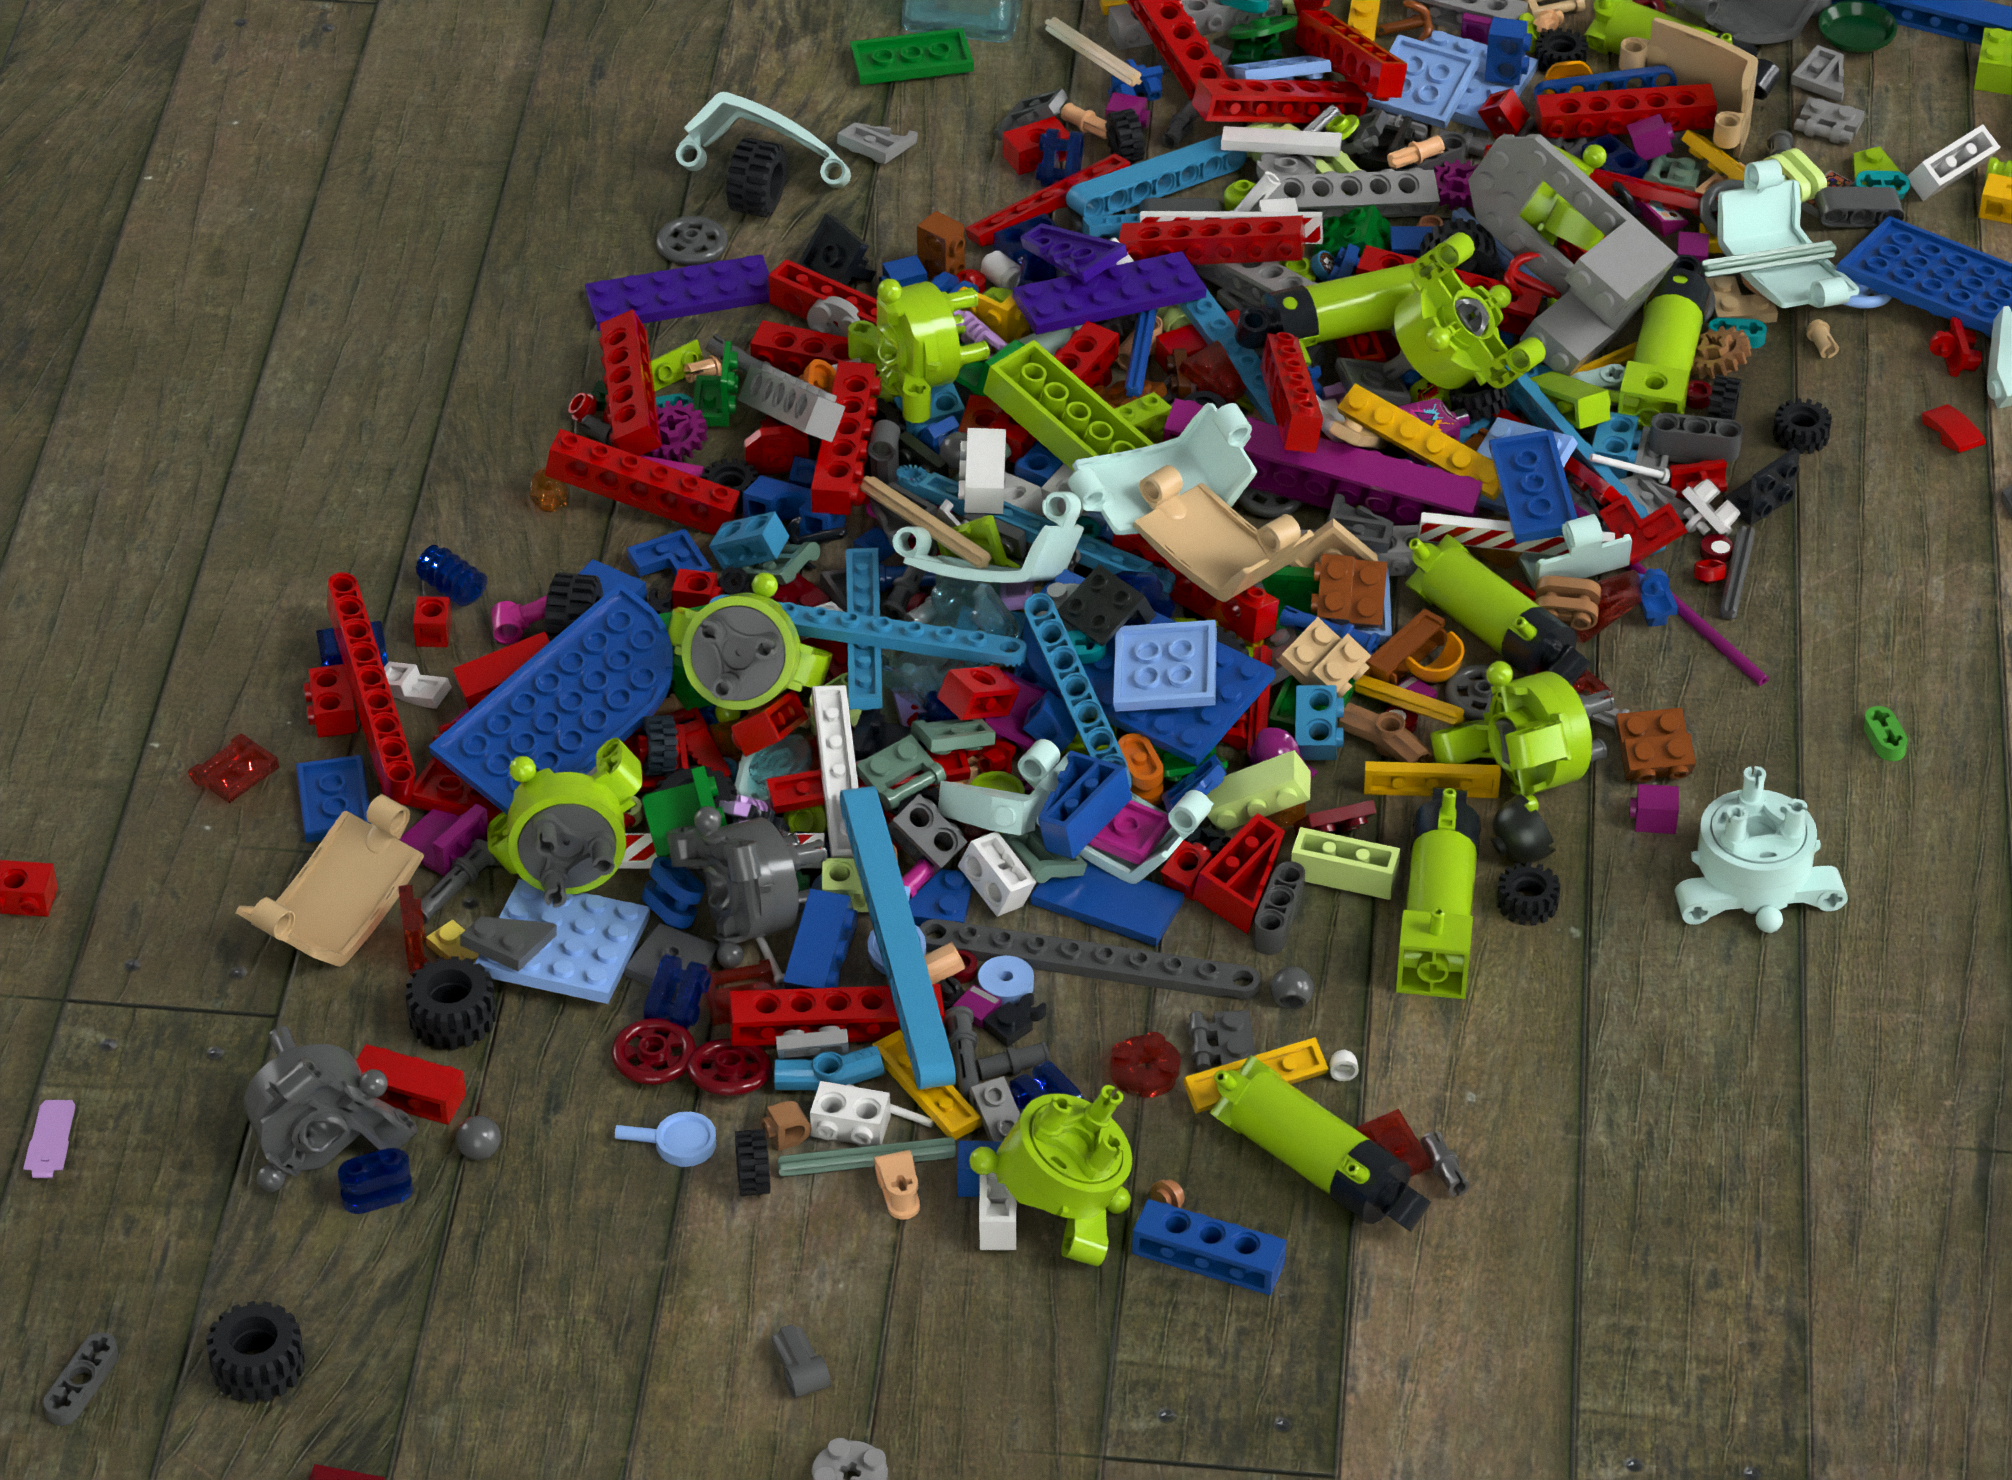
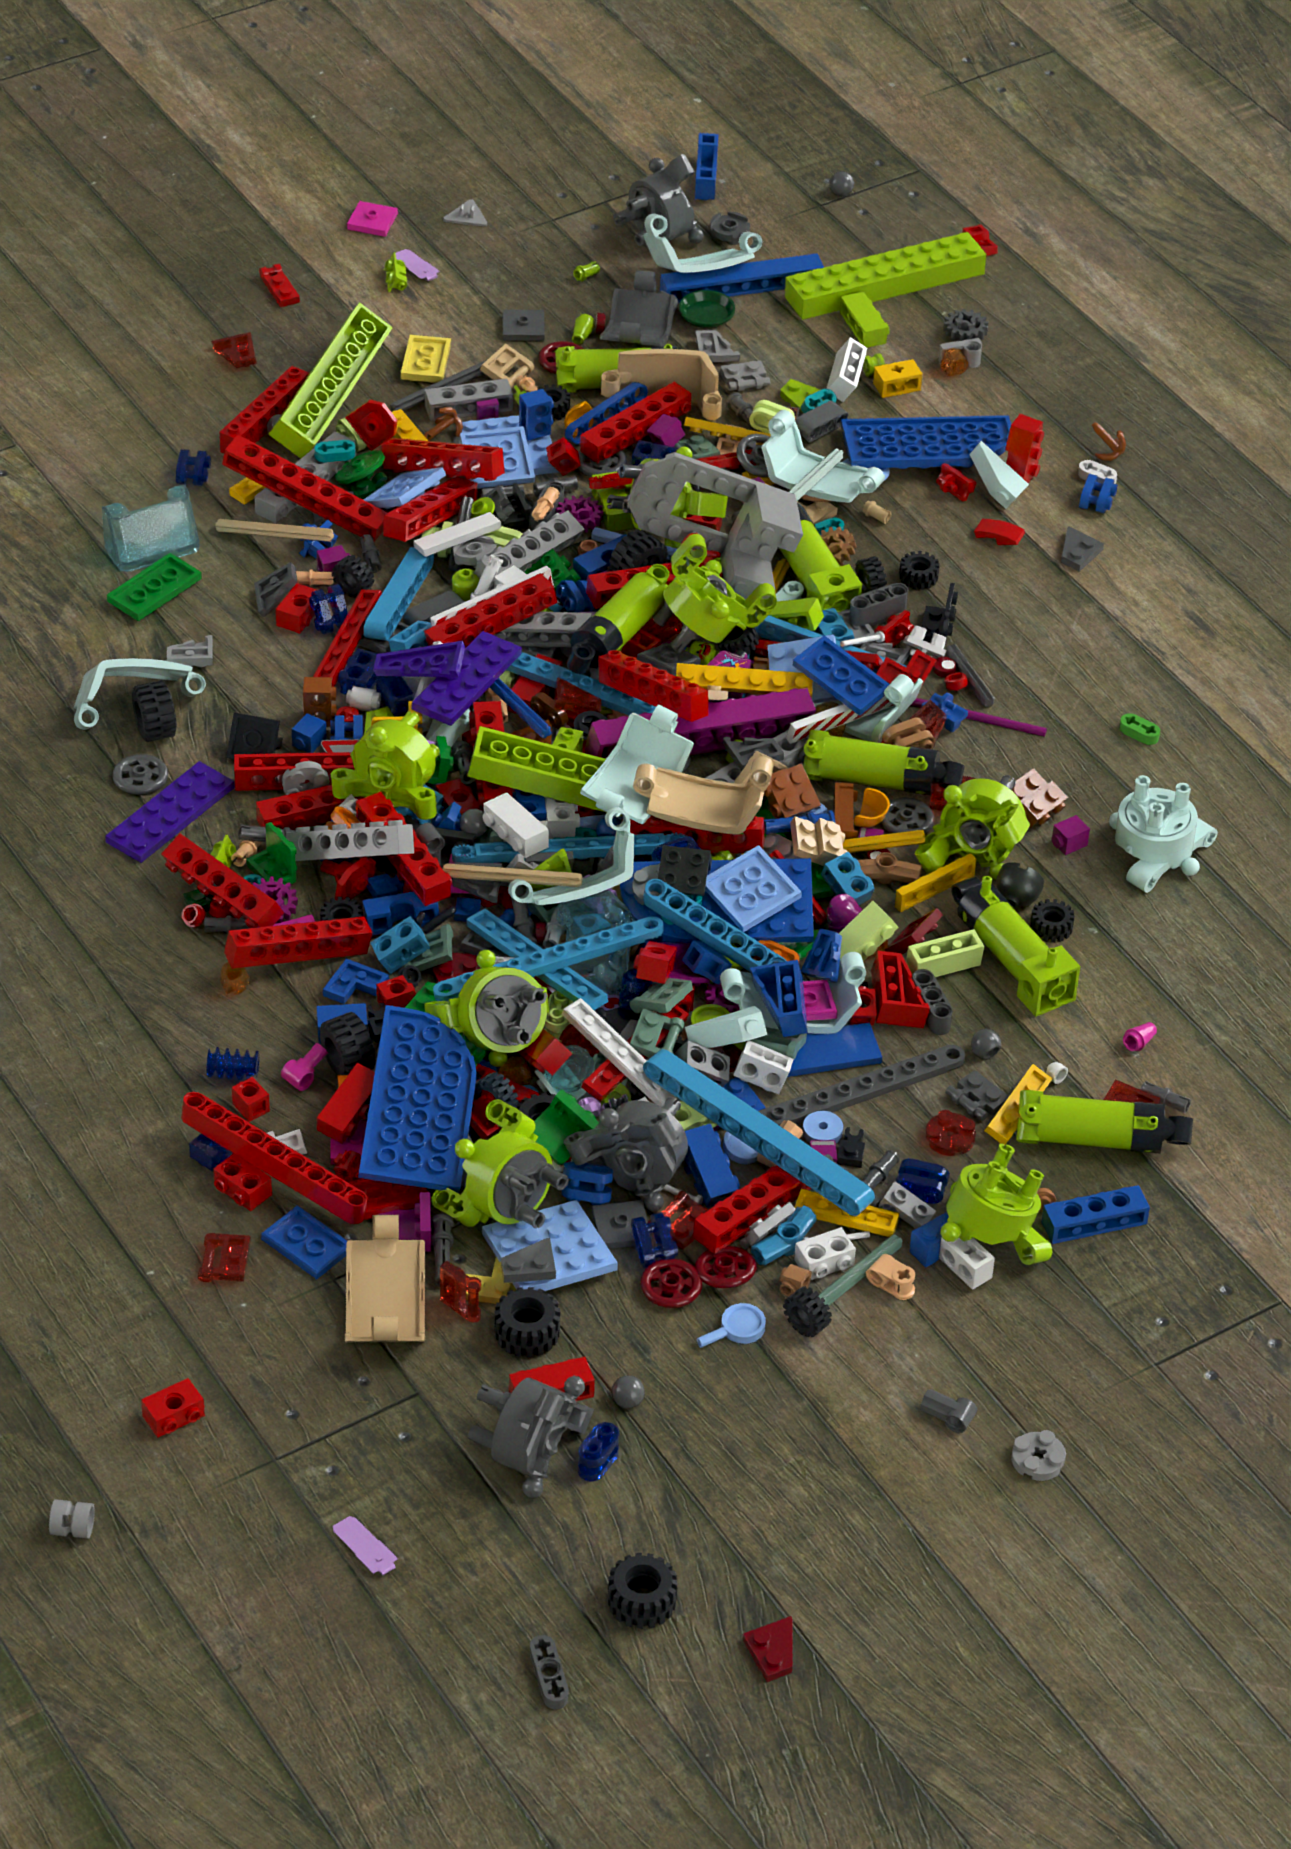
camera: 40 degrees left, 0 degrees up
(1489, 1078) = (1137, 1037): none -> dark pink cone

